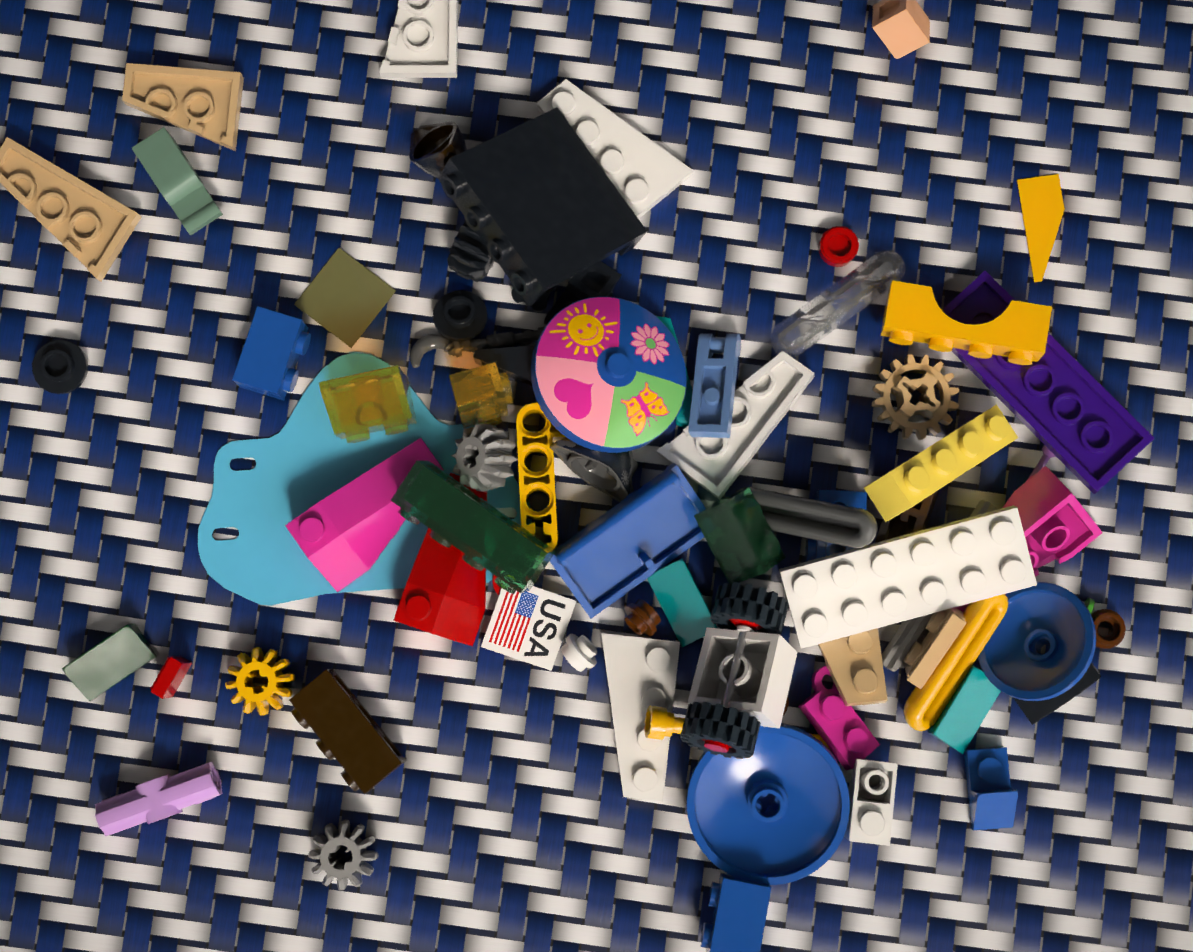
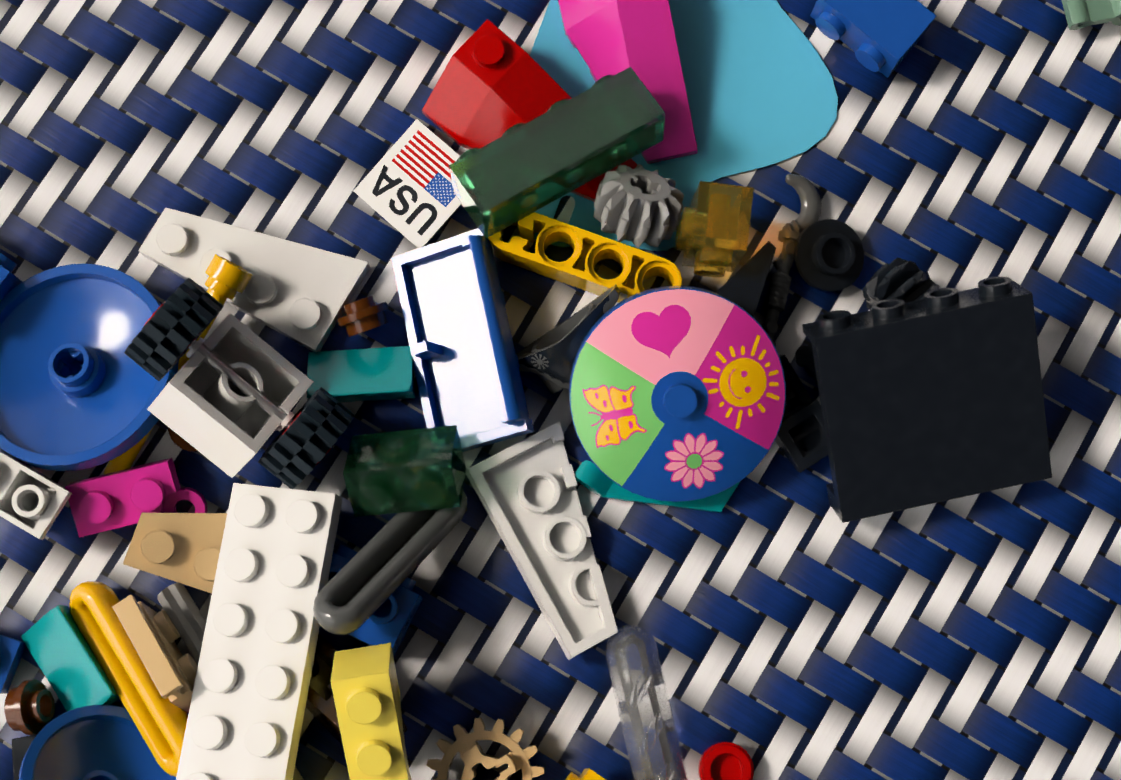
camera: 110 degrees right, 5 degrees down
(345, 297) = (908, 134): olive sticker -> none
(369, 403) = (761, 98): clear yellow slope -> none
(434, 146) = (1059, 308): dark brown hat -> none
(579, 652) = (356, 226): white plate -> none
(631, 160) = (950, 542): white wing -> none
(714, 386) = (609, 523): medium blue plate -> none
(1006, 721) = (29, 707): none -> plate

